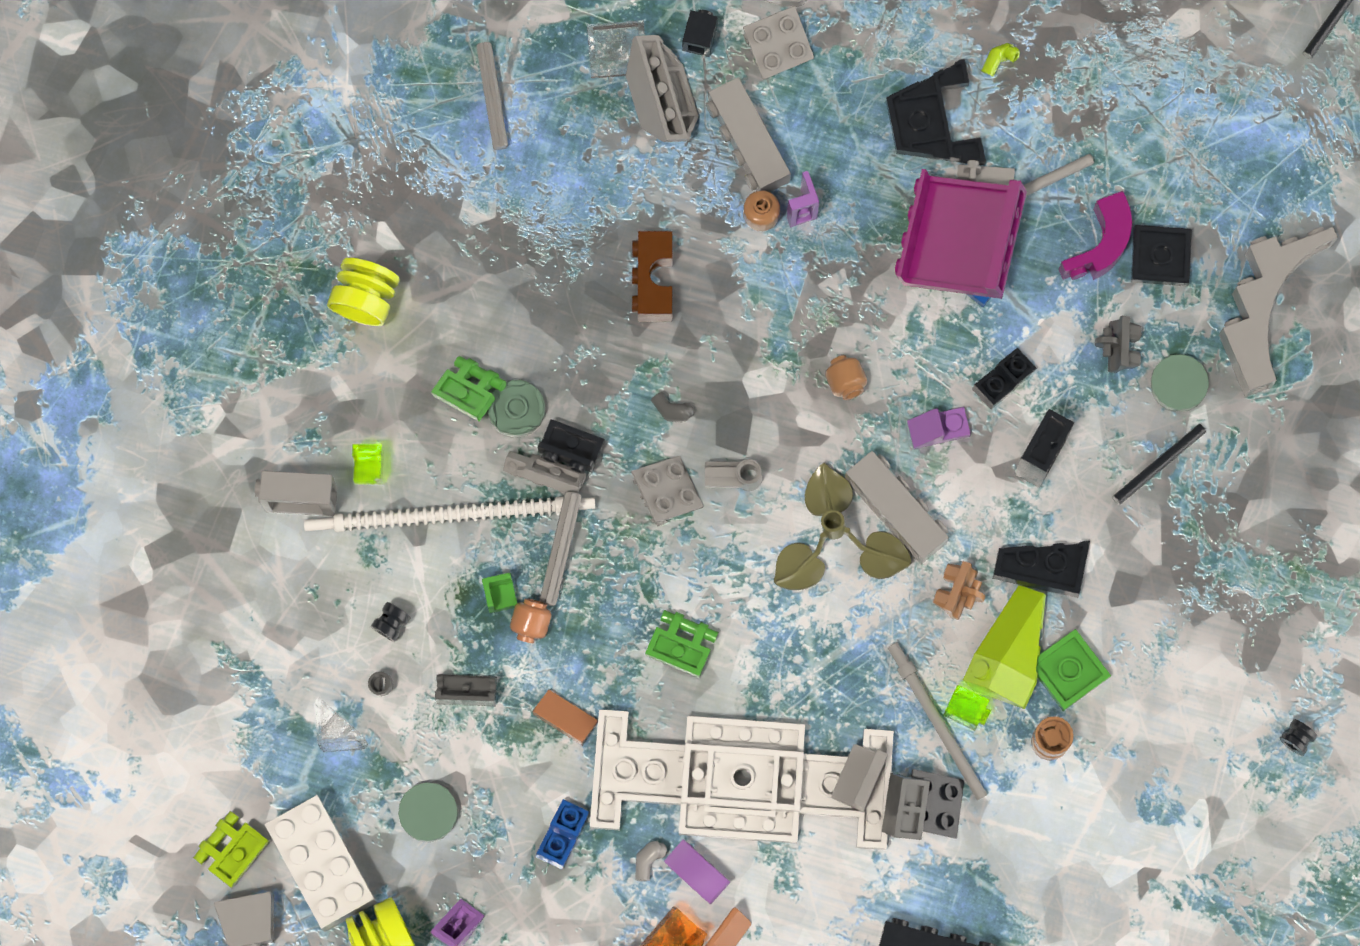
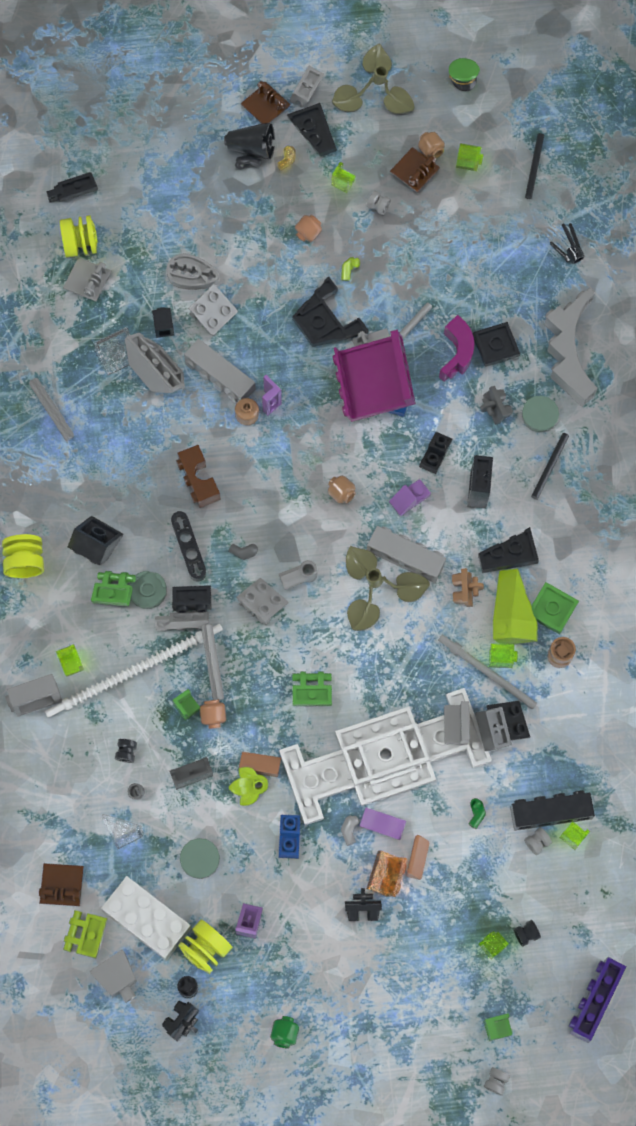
camera: 25 degrees left, 5 degrees down
(227, 768) = (61, 884): none -> reddish brown hinge
(472, 308) = (94, 540): none -> black slope
(532, 738) = (246, 787): none -> lime plate
(601, 370) = (188, 546): none -> black beam
(837, 912) = (478, 811): none -> green arm
(1336, 167) = (575, 252): none -> black plant

